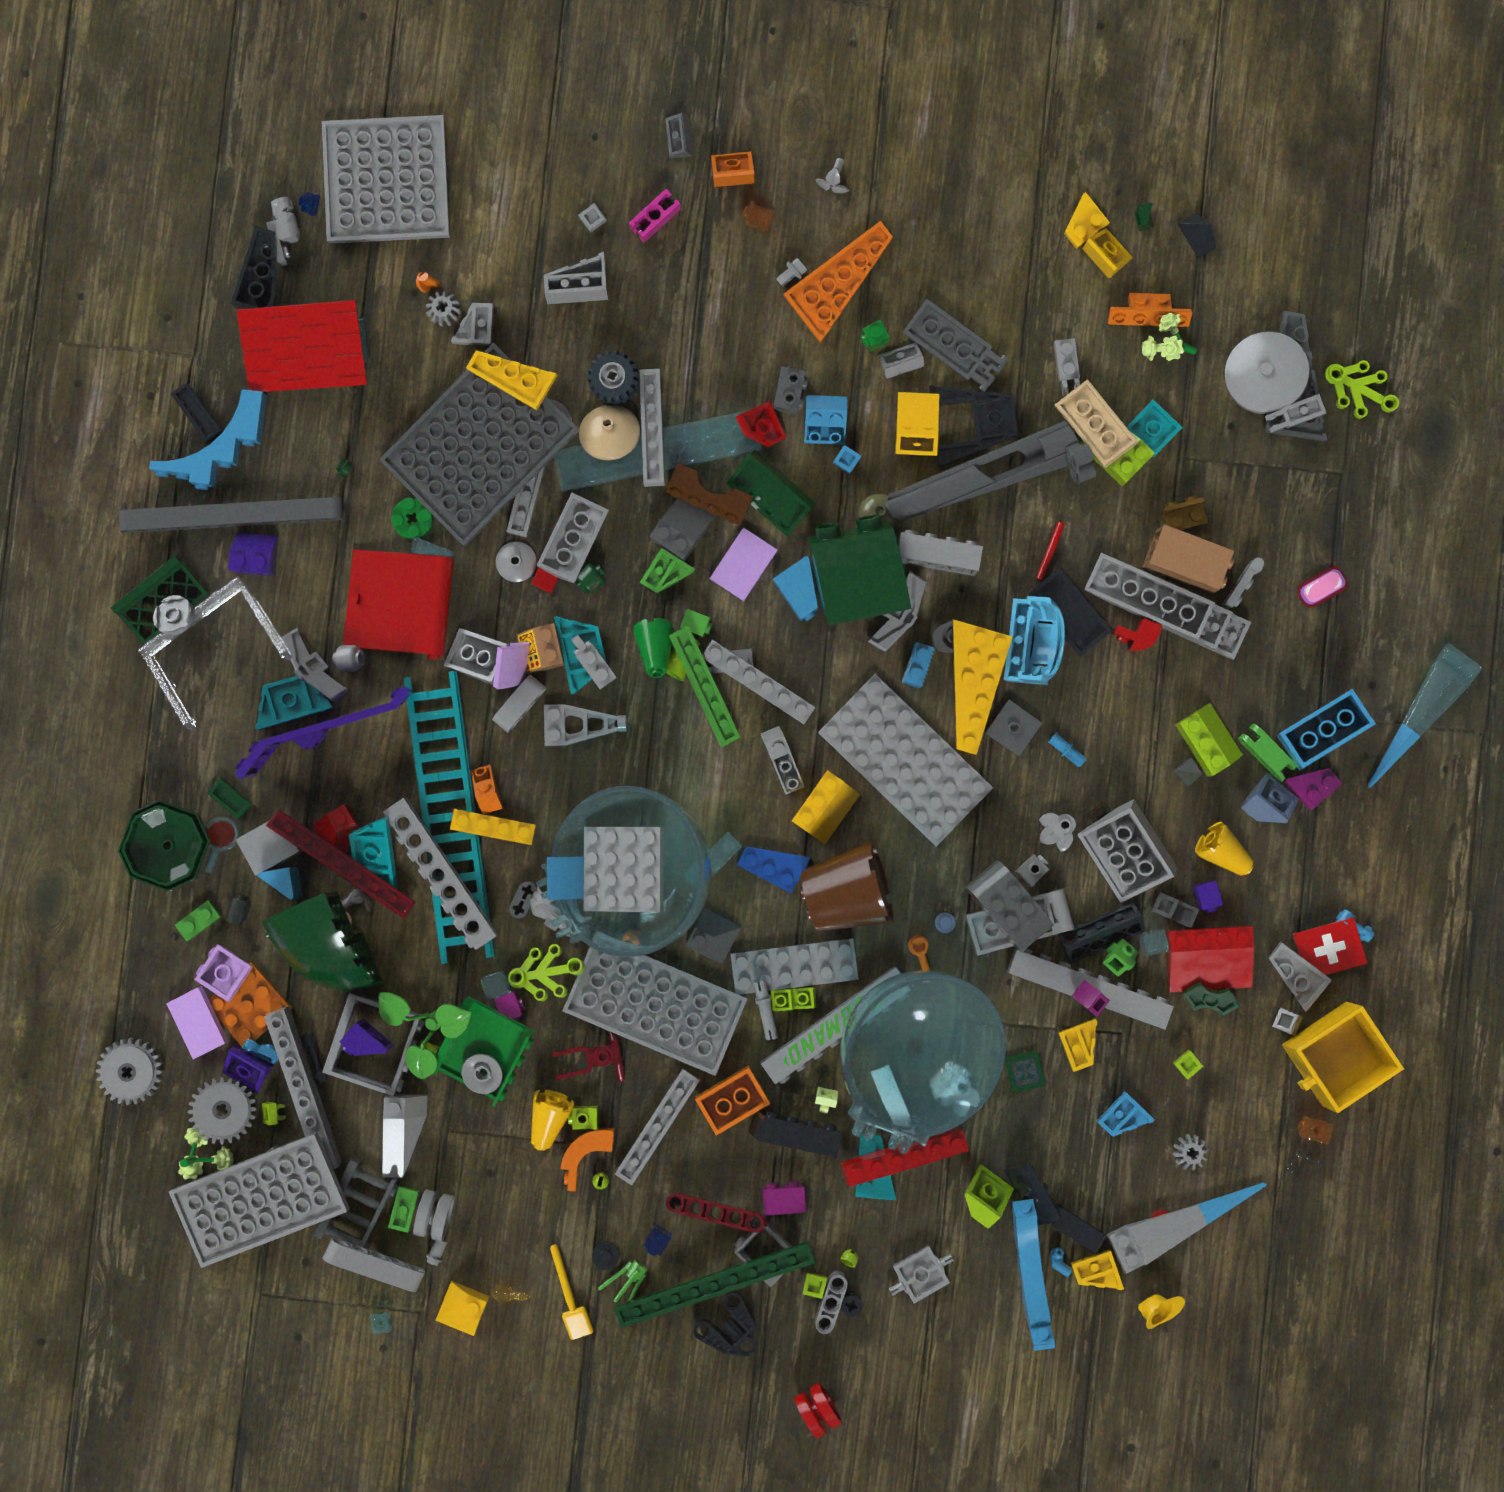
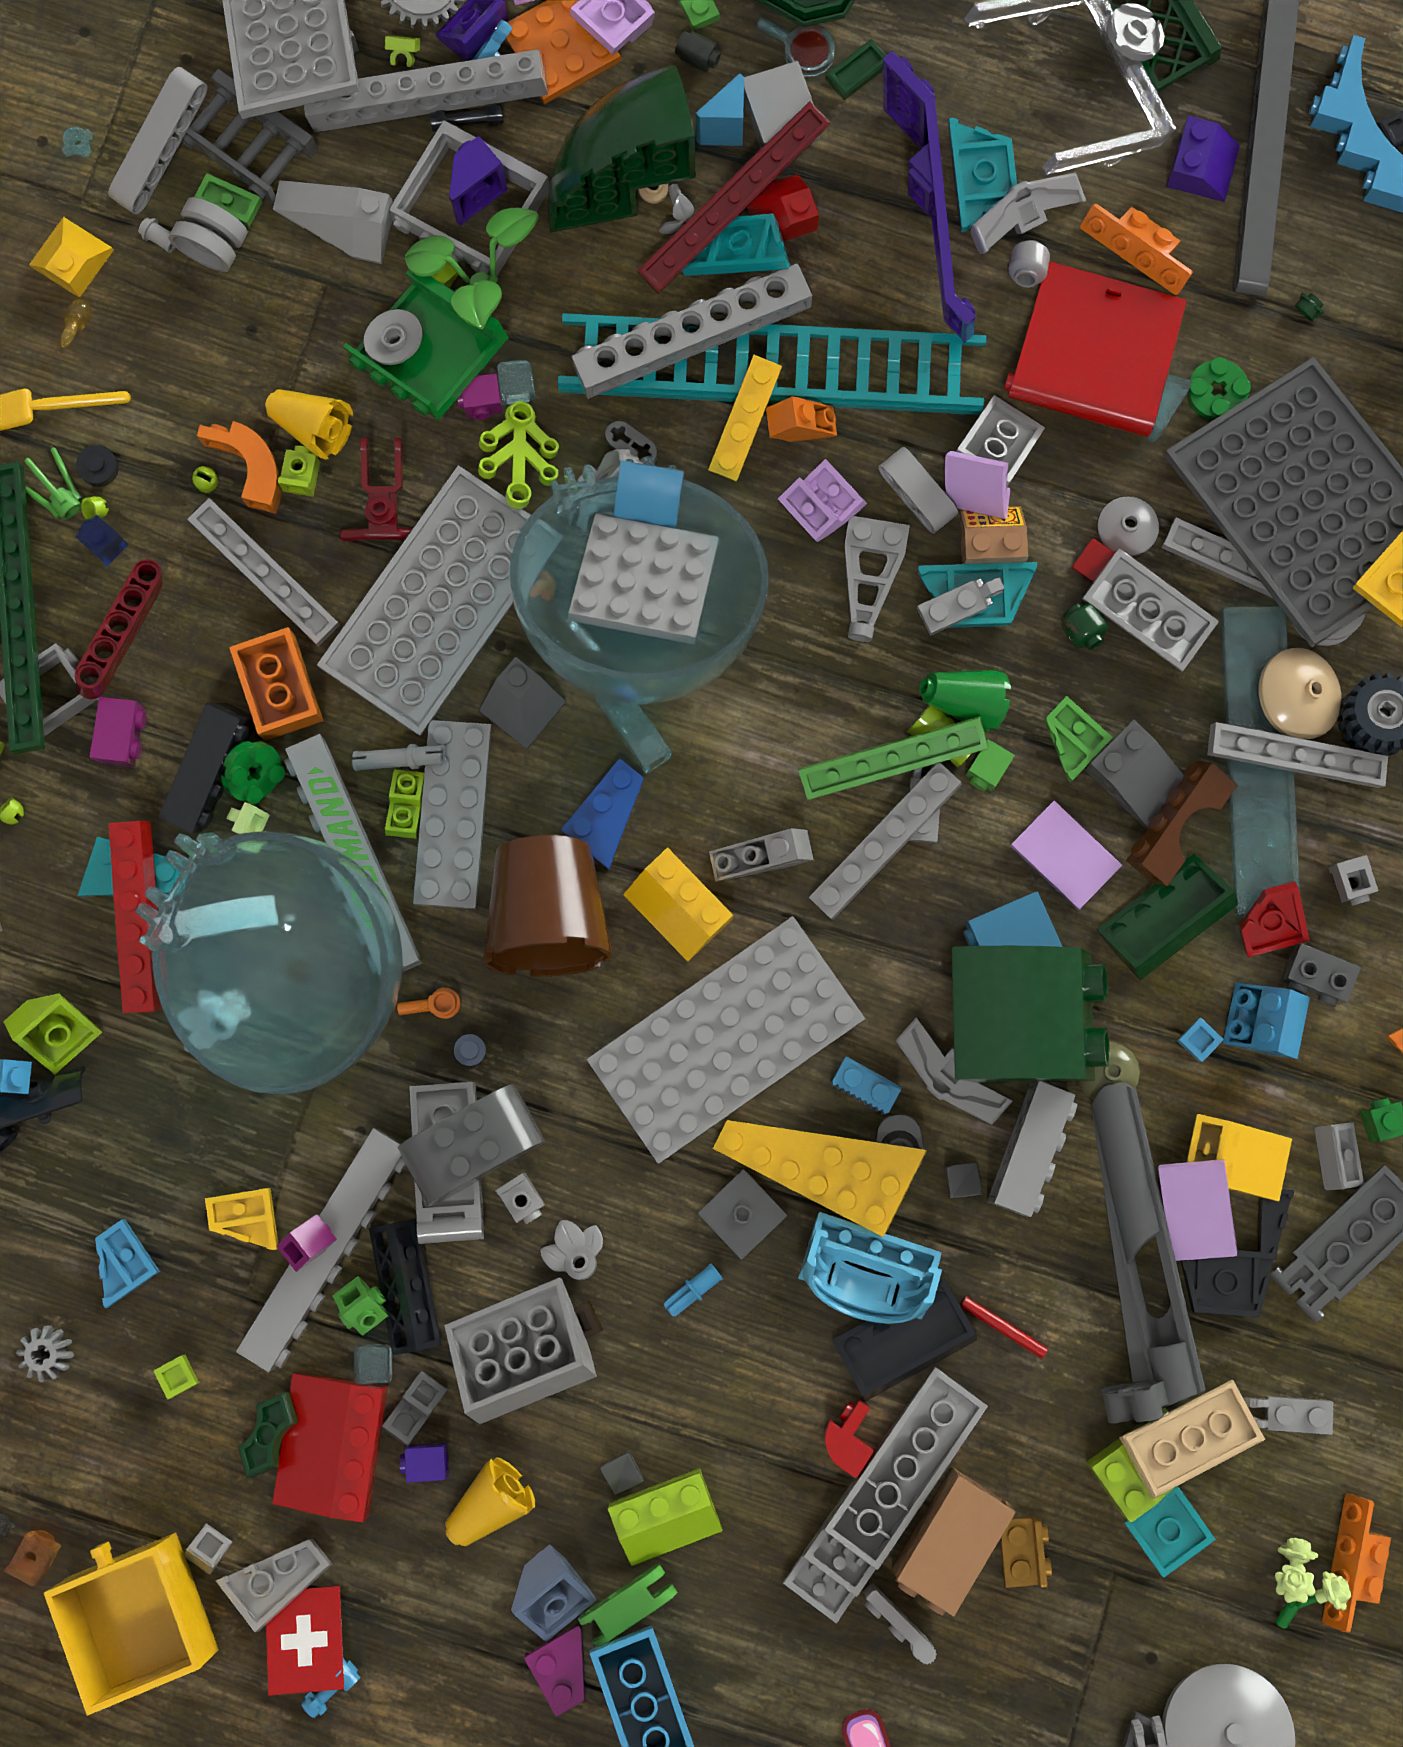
camera: 105 degrees right, 5 degrees down
(320, 585) = (1140, 244): none -> orange bracket
(538, 765) = (822, 501): none -> lavender slope
(636, 1250) = (94, 505): none -> lime hinge
(726, 371) = (1361, 872): none -> light grey brick
(791, 1093) = (265, 778): none -> green plate
(955, 443) = (1198, 1209): none -> lavender tile
(964, 593) = (963, 1180): none -> dark grey slope
(1025, 1071) = (222, 1126): piece -> none

